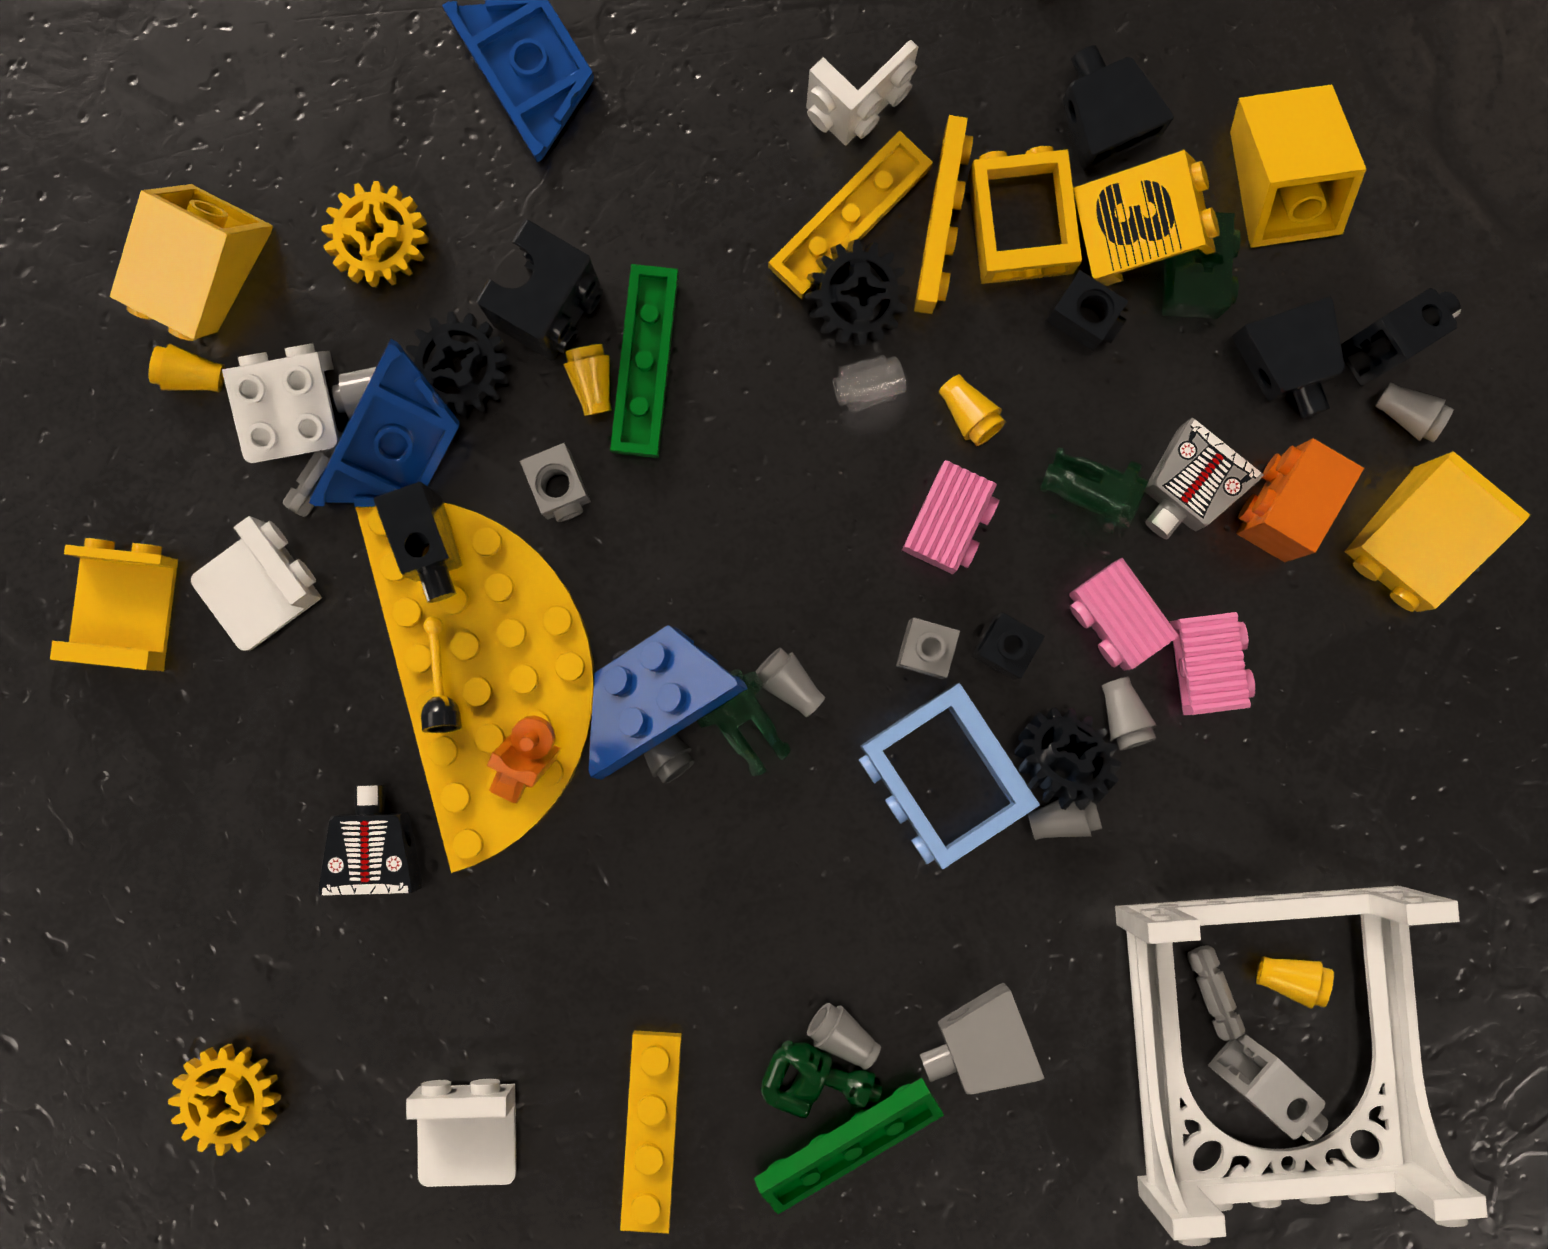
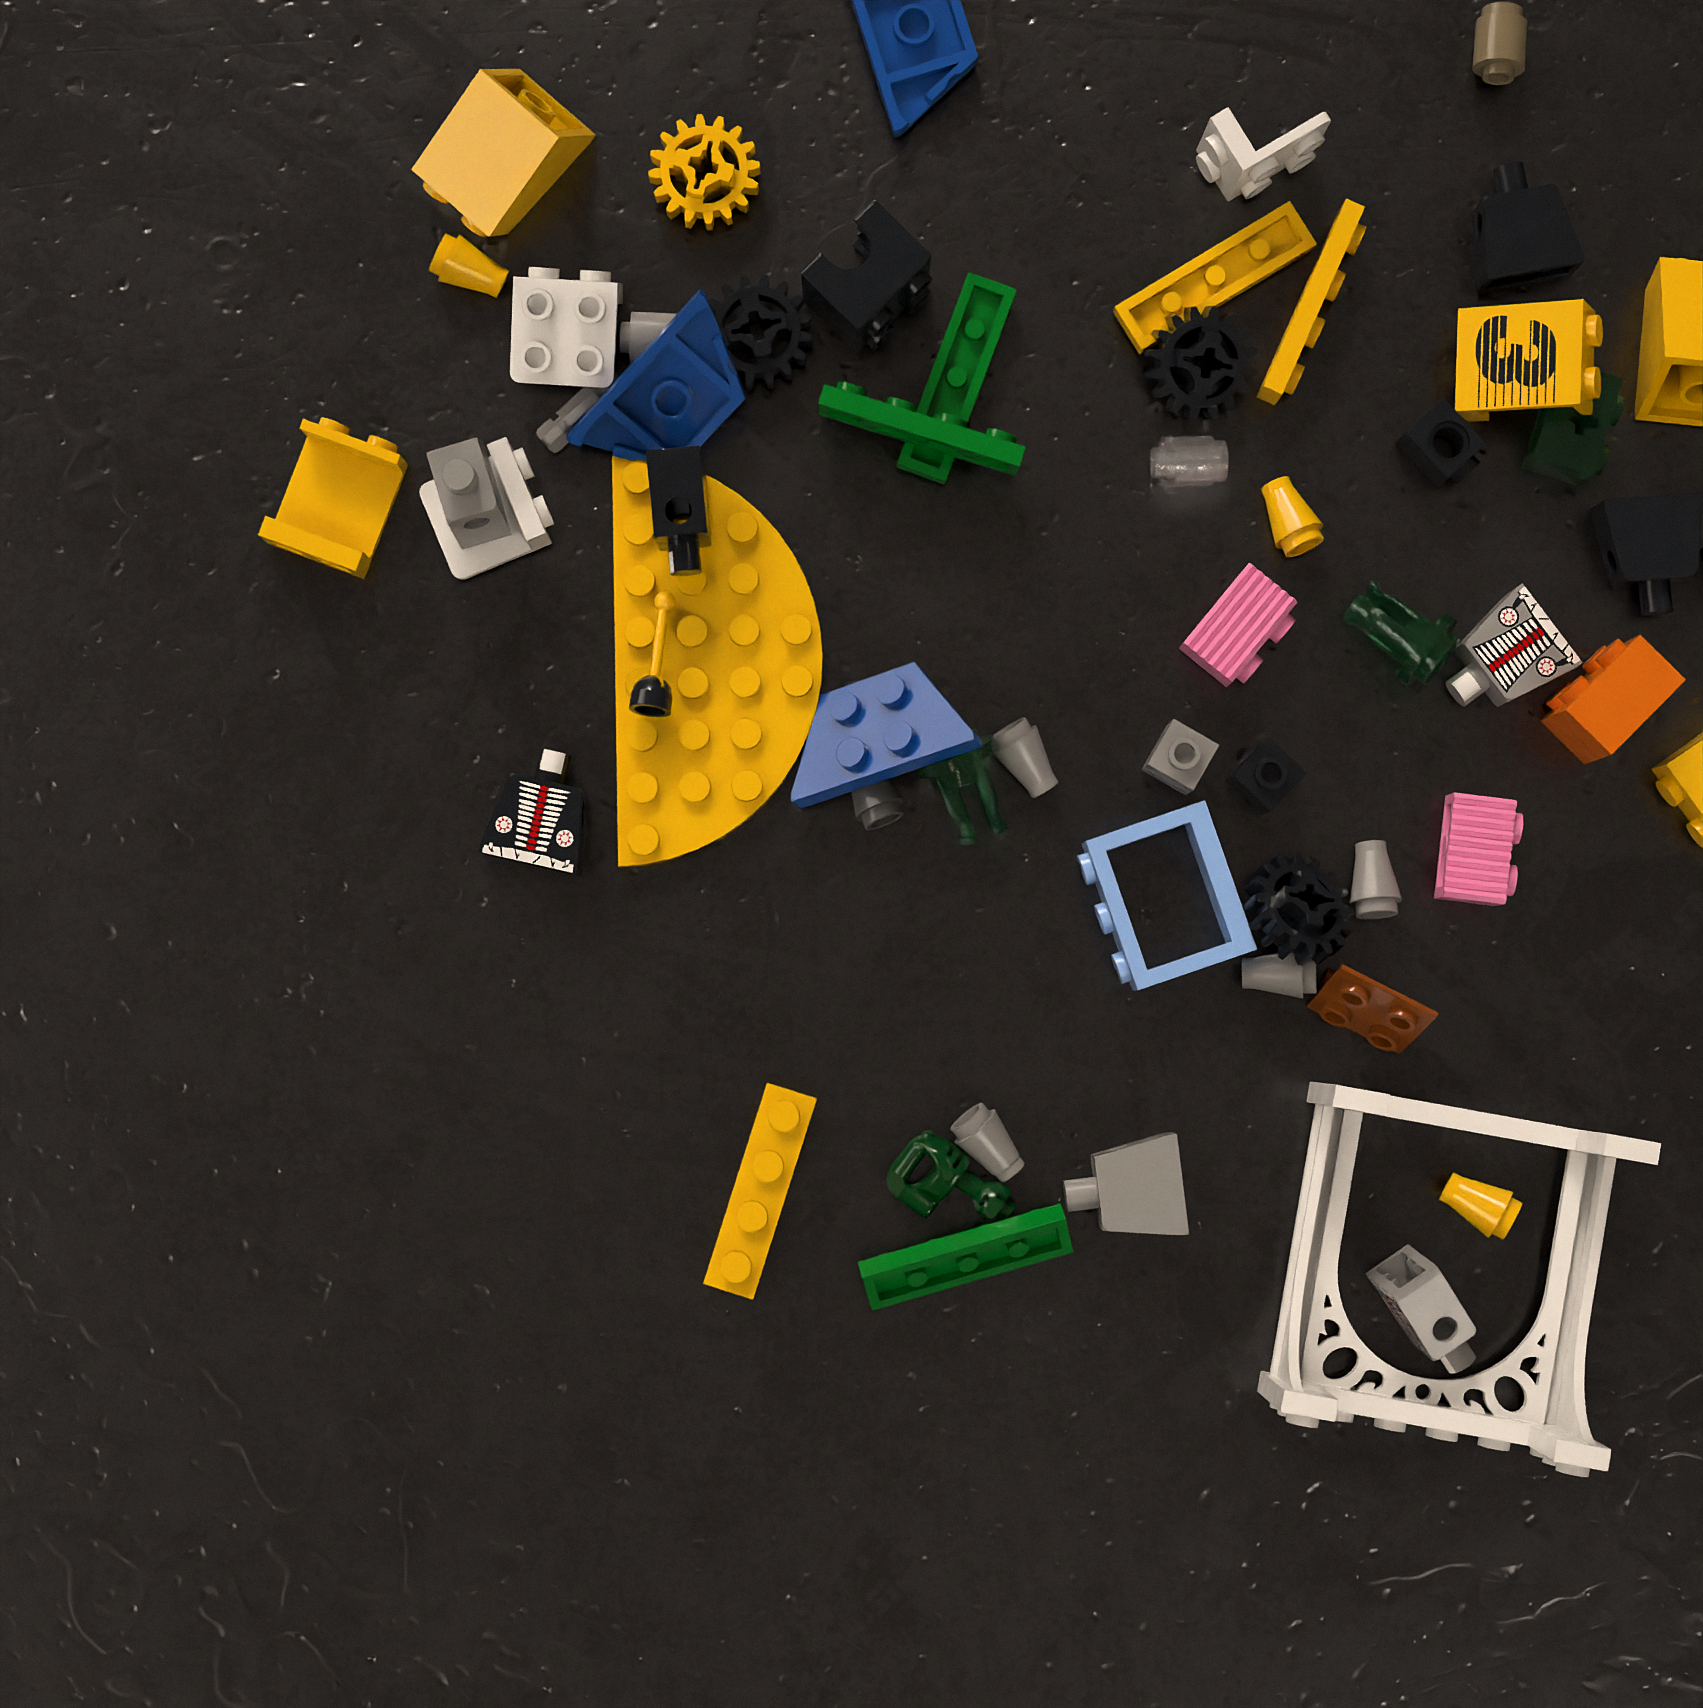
camera: 15 degrees right, 0 degrees up
(203, 1104) = (309, 1058): yellow gear -> none
(228, 569) = (468, 492): none -> light grey torso
(465, 1132) = (566, 1140): white bracket -> none
(523, 757) = (731, 759): orange hips -> none
(541, 469) = (827, 462): light grey brick -> none
(590, 377) = (894, 372): yellow cone -> none
(601, 411) = (901, 421): none -> green plate
(1026, 262) = (1391, 375): yellow window -> none
(1122, 616) = (1394, 774): bright pink brick -> none
(1168, 834) = (1370, 1009): none -> dark orange hinge
(1216, 993) = (1393, 1197): light grey axle -> none

